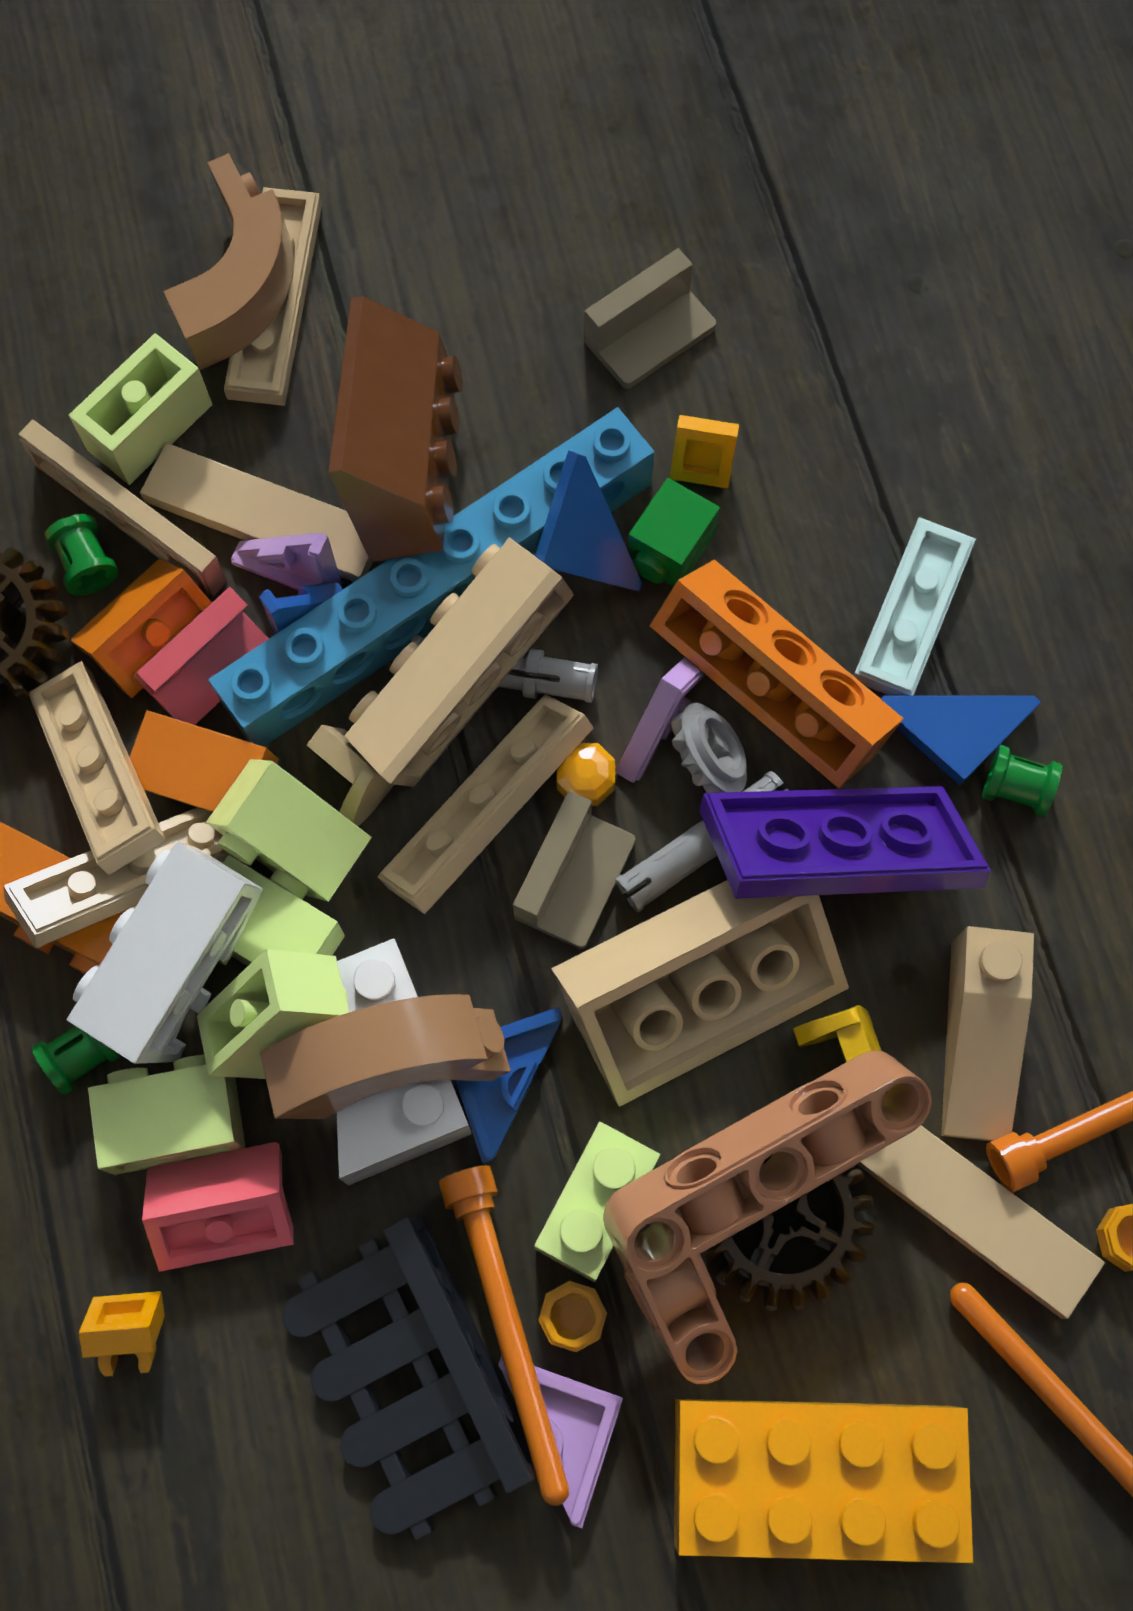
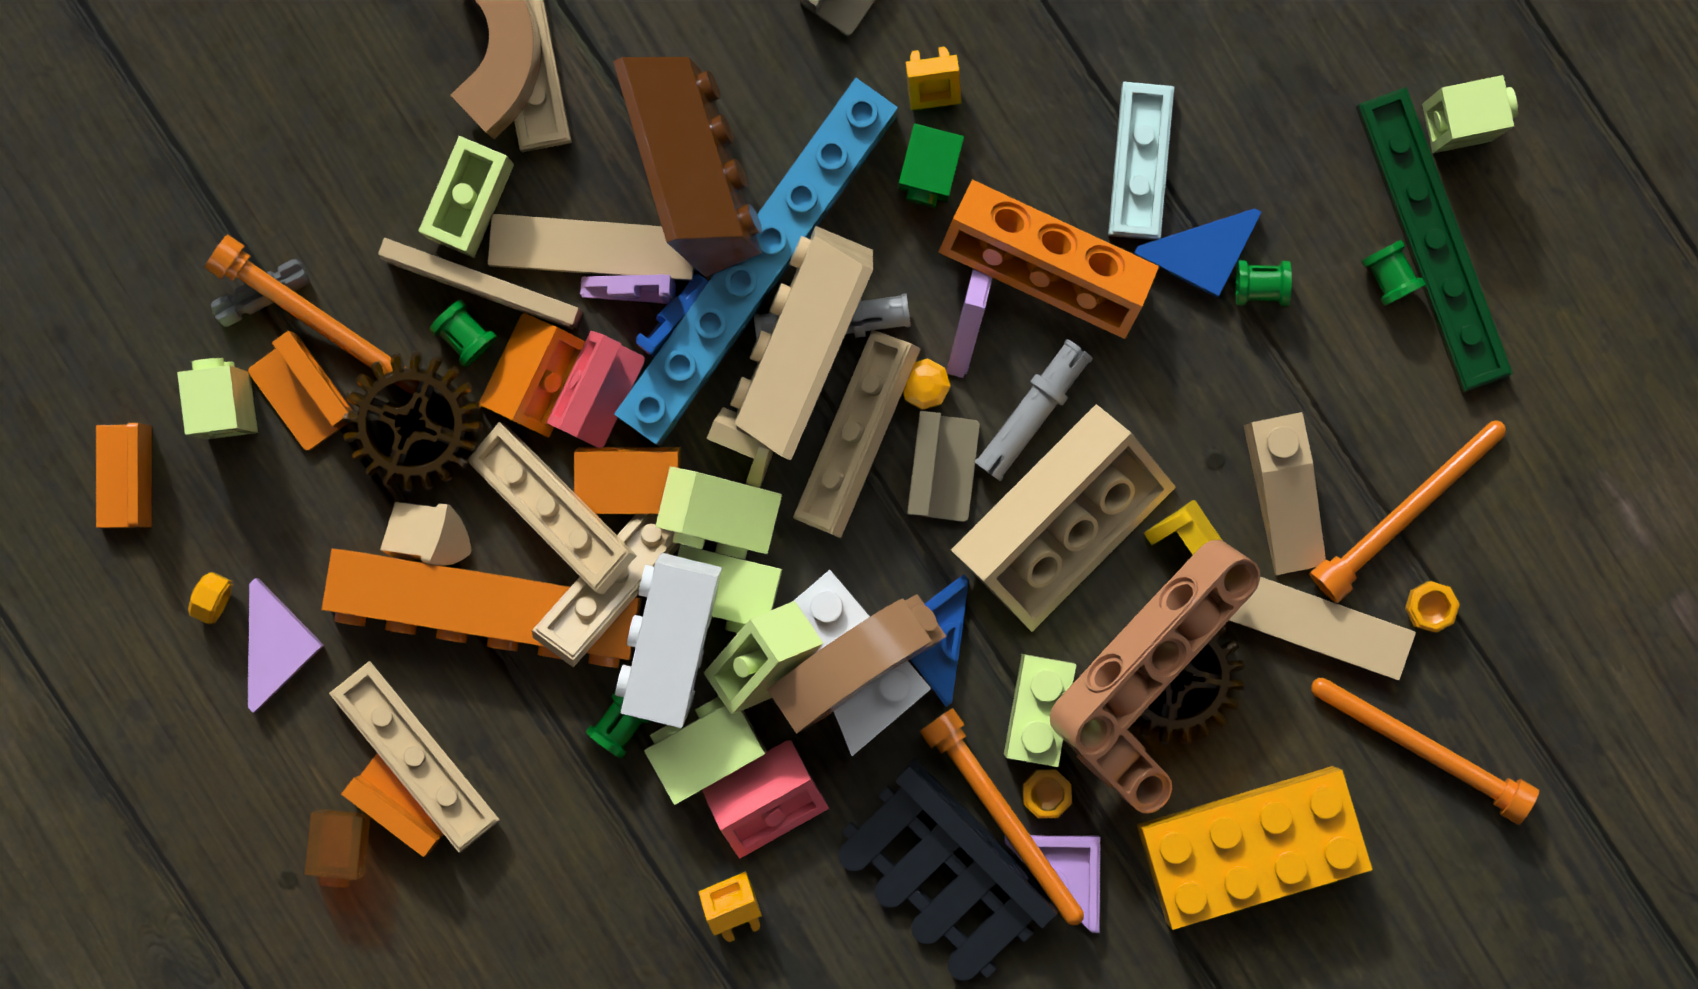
camera: 15 degrees left, 15 degrees up
(582, 532) = (862, 195): blue tile -> none
(709, 749) = (1010, 324): light grey gear -> none
(841, 841) = (1140, 385): dark purple tile -> none

